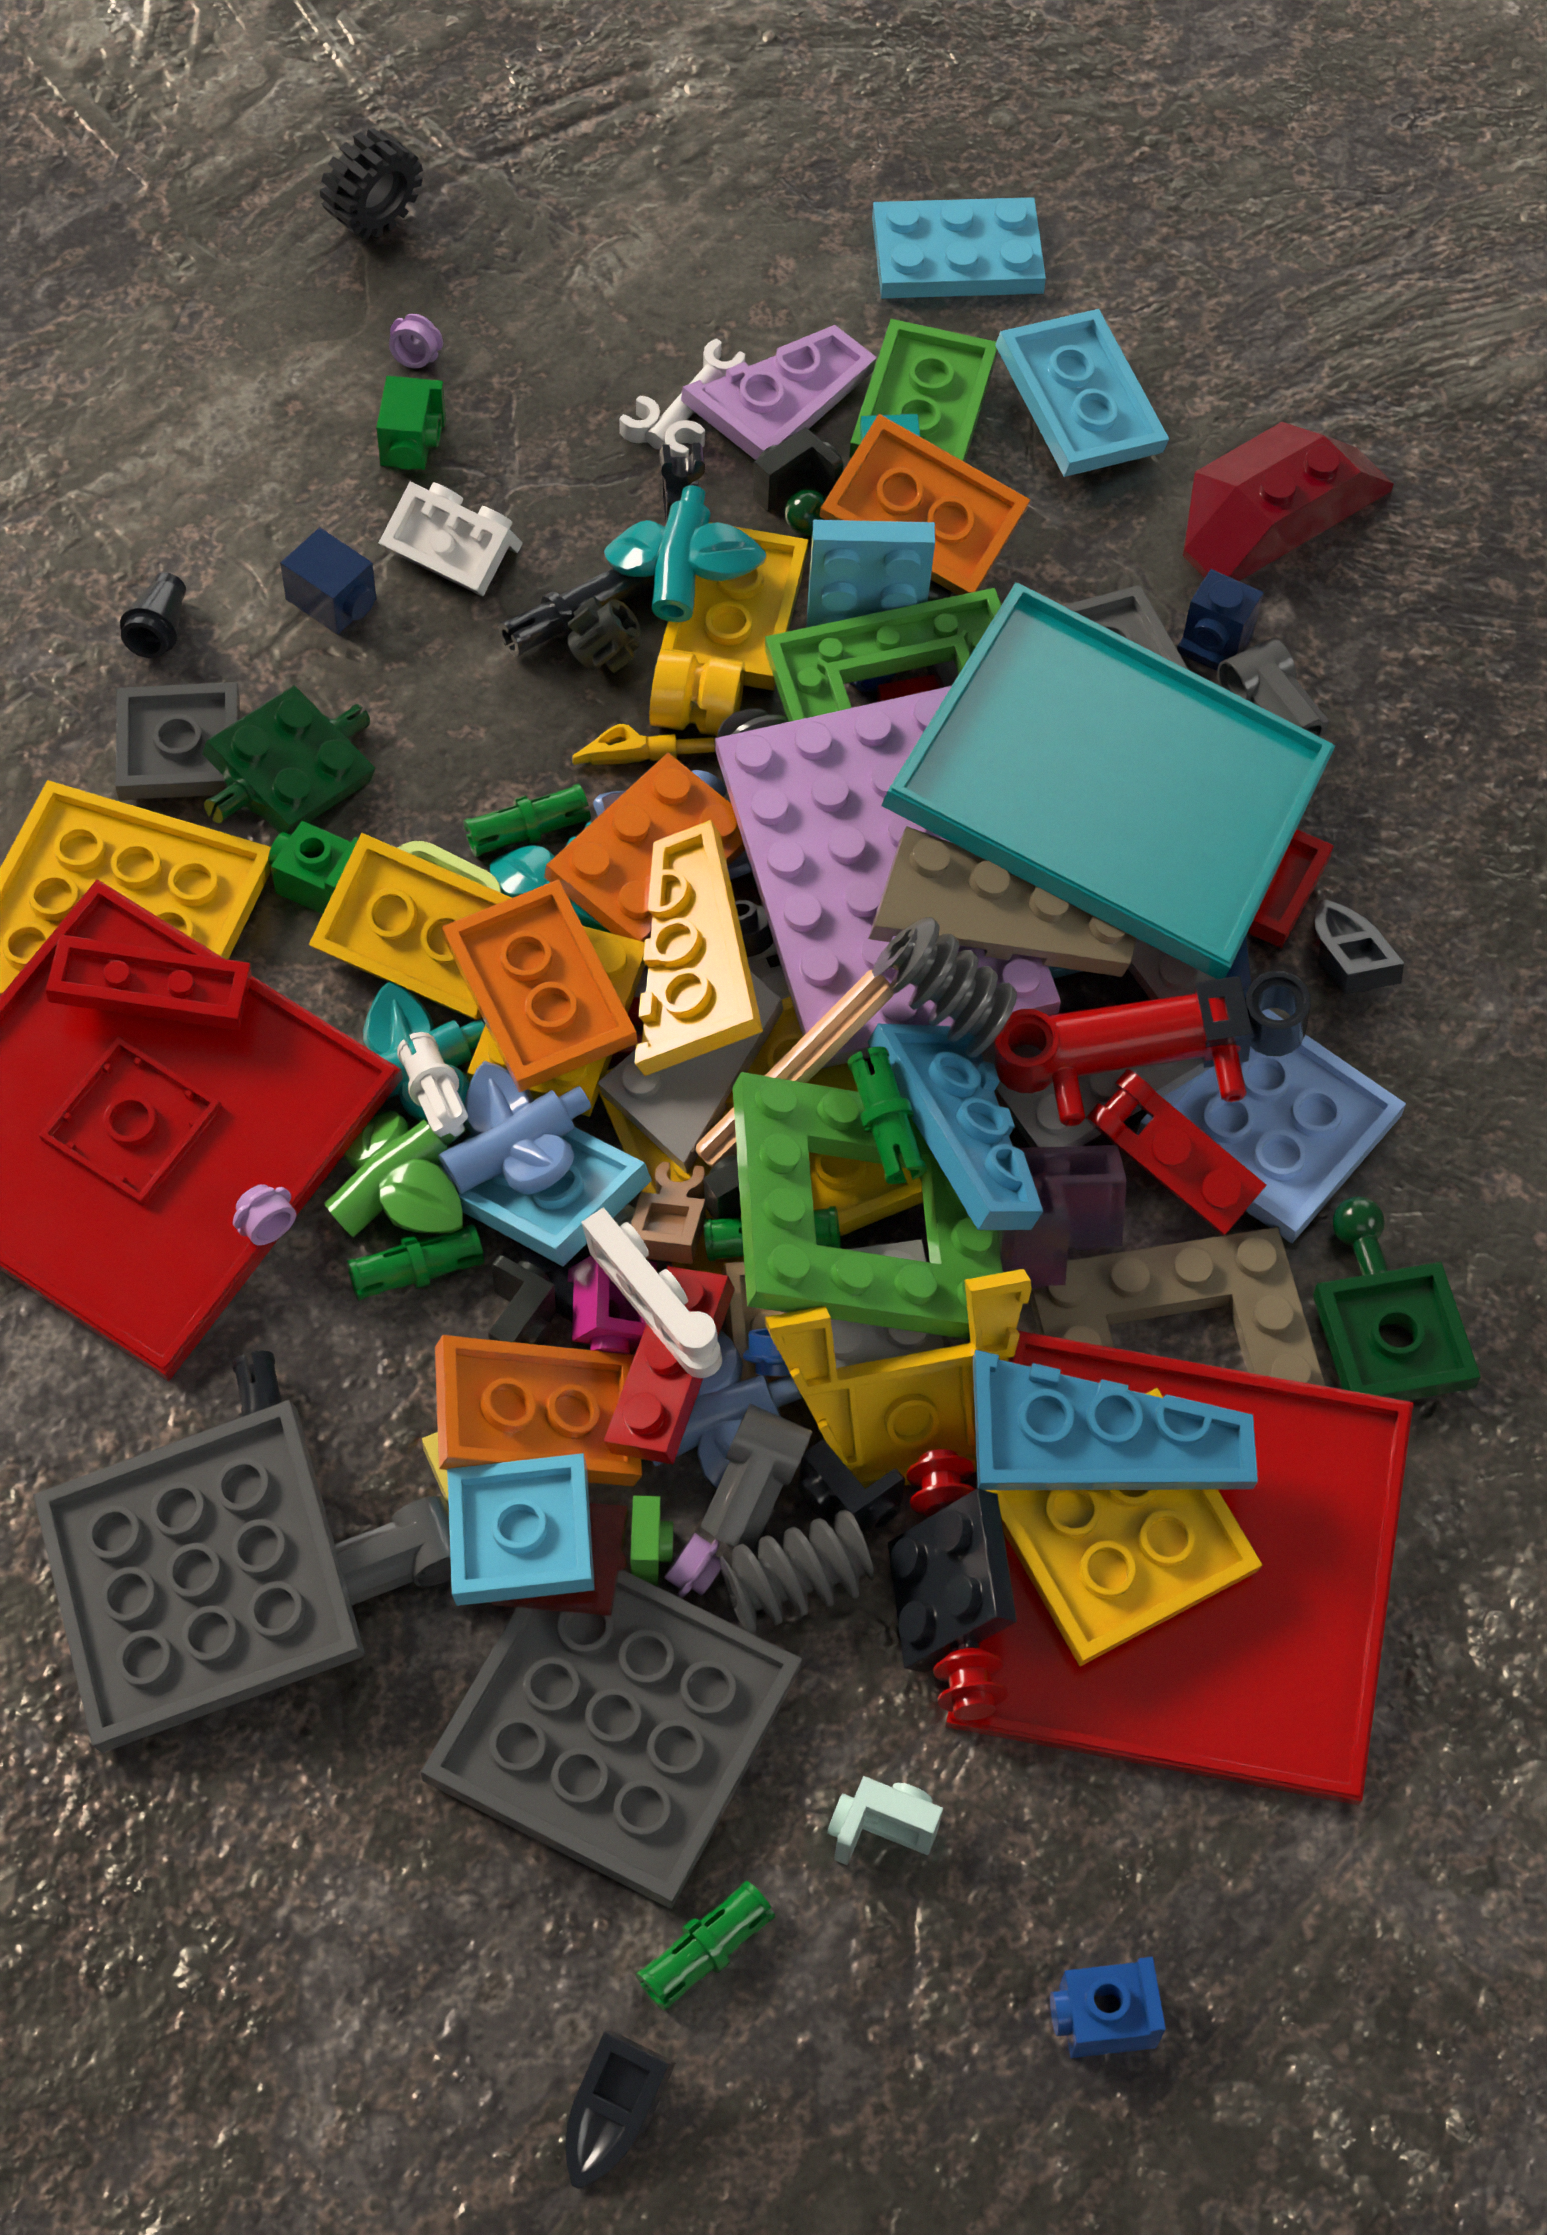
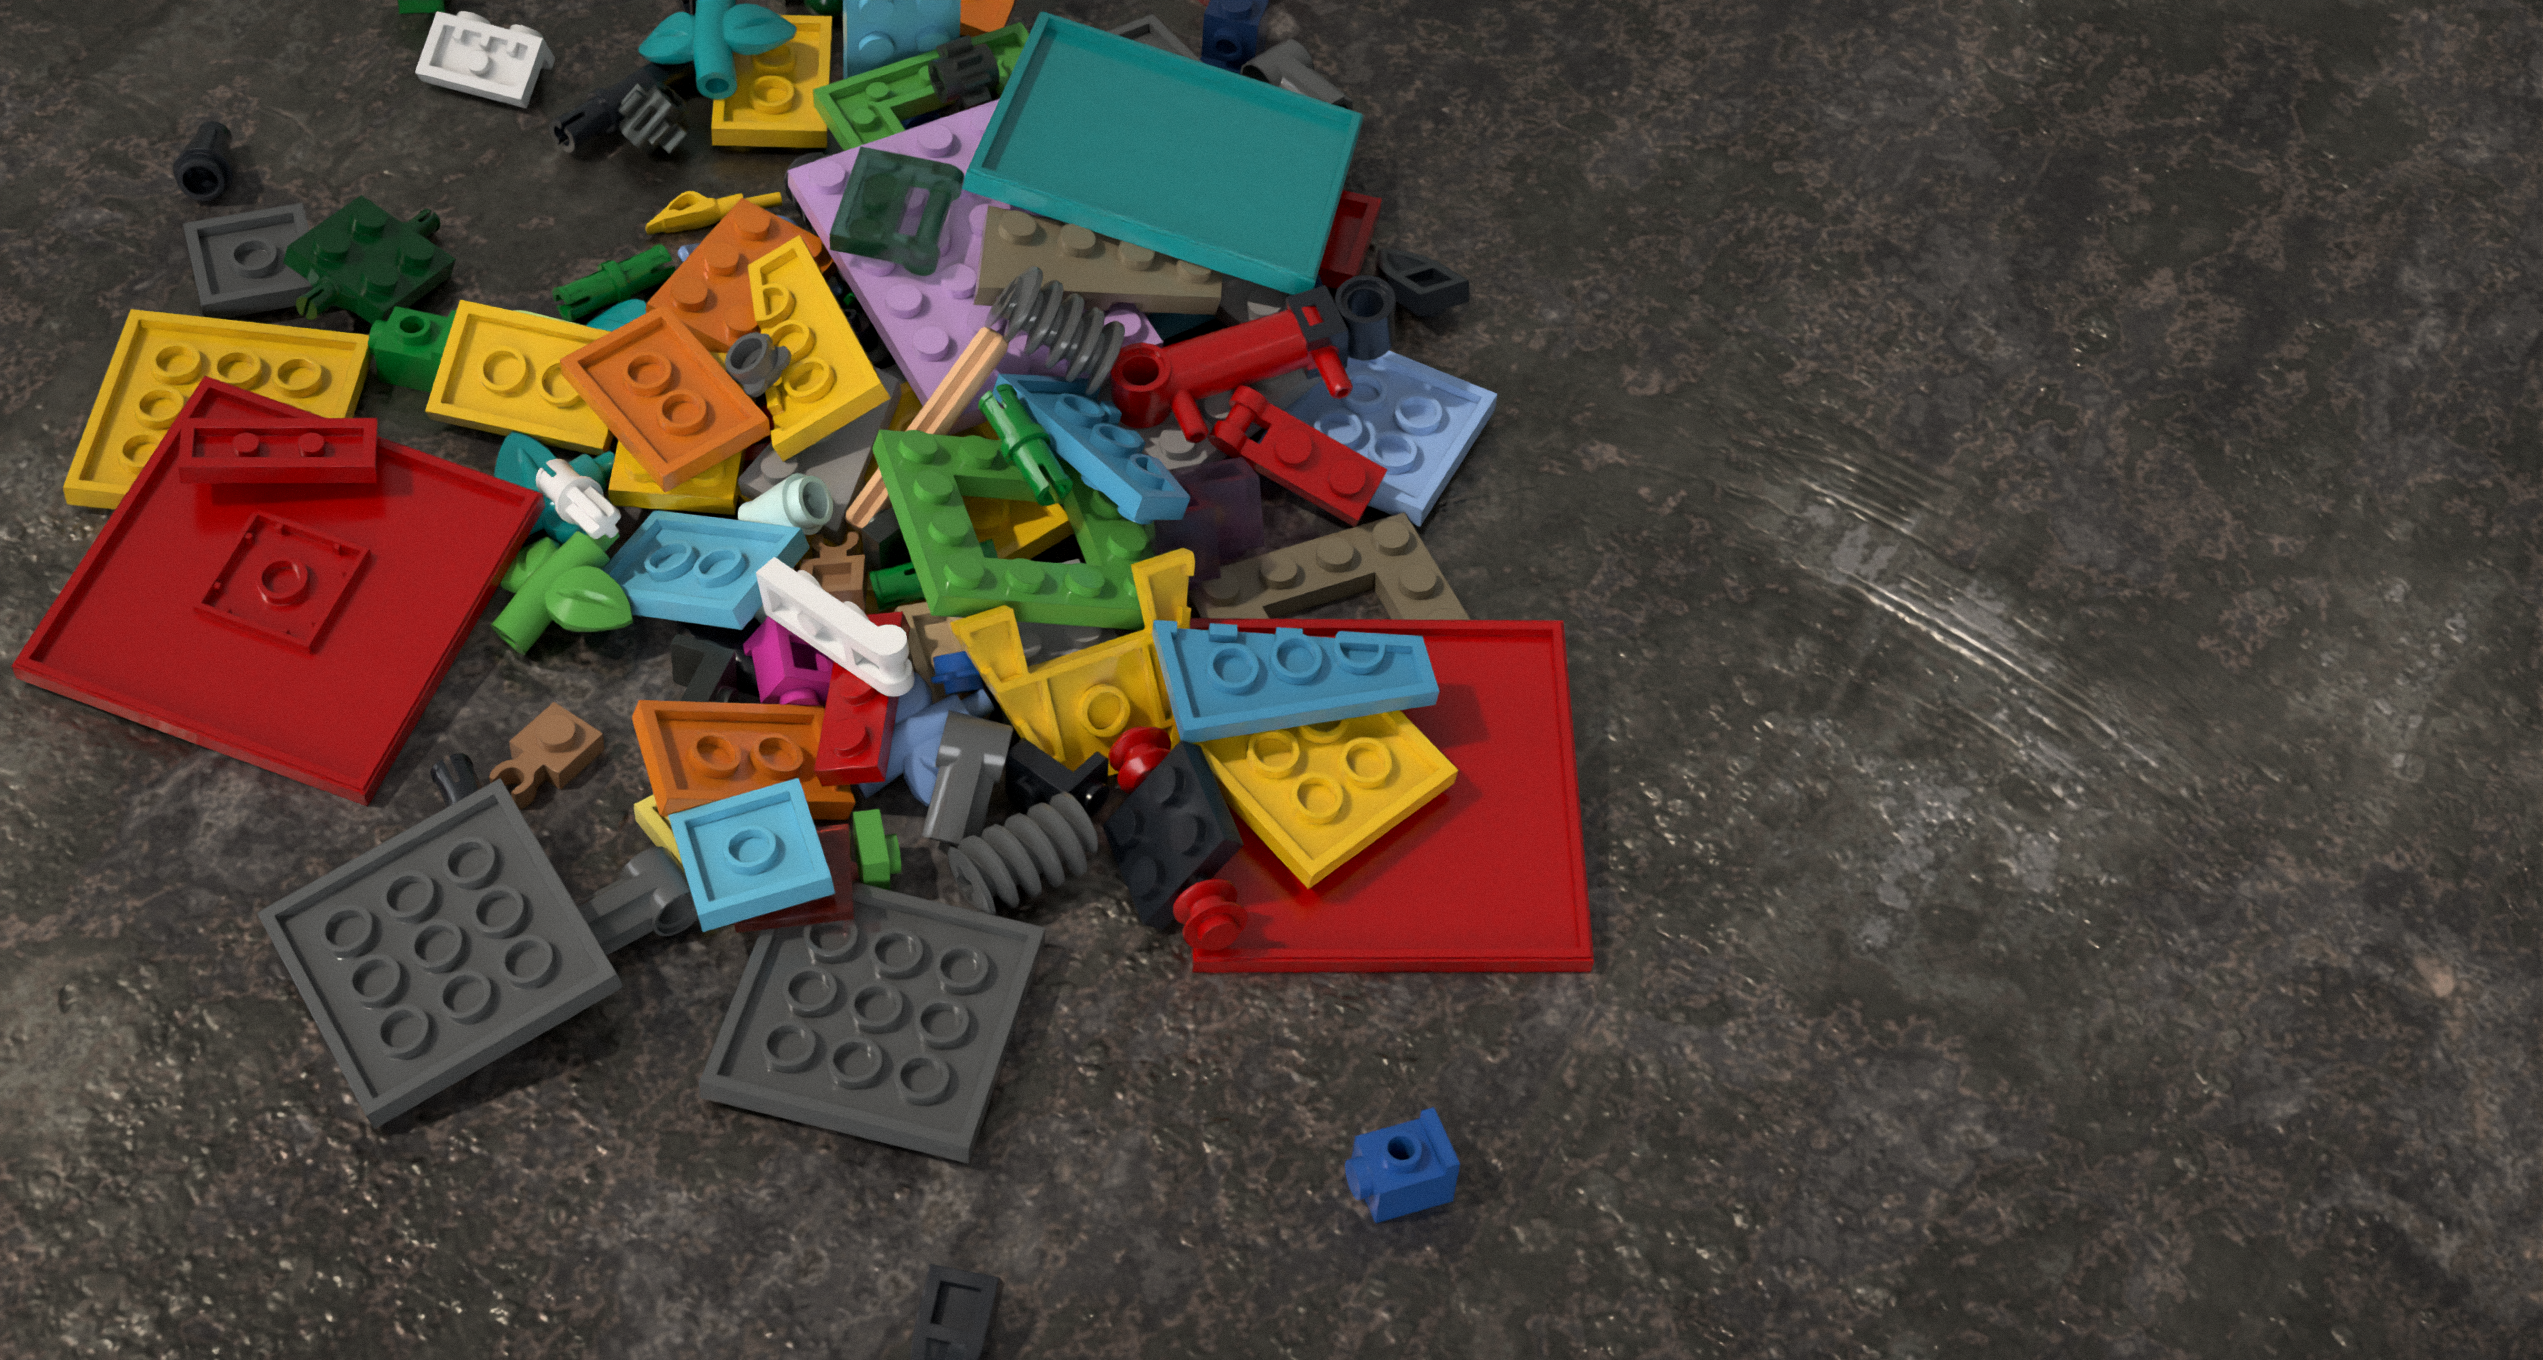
camera: 15 degrees left, 10 degrees down
(264, 1214) = (437, 632): lavender plate -> none
(329, 581) = (373, 109): dark blue brick -> none
(355, 1352) = (548, 749): none -> medium nougat plate
(415, 1262) = (591, 663): green pin -> none
(513, 1134) = (666, 529): medium blue plant -> none
(636, 965) = (756, 362): none -> dark grey plate
(643, 1131) = (793, 502): none -> light aqua cone
(694, 691) = (753, 152): yellow wheel -> none
(694, 1566) = (924, 871): lavender plate -> none
(705, 1945) = (1008, 1185): green pin -> none
(794, 801) = (878, 201): none -> clear green plate
(893, 1812) = (1156, 1043): light aqua bracket -> none
(919, 650) = (963, 73): none -> pearl dark grey gear
(1410, 1297) = (1540, 550): dark green plate -> none

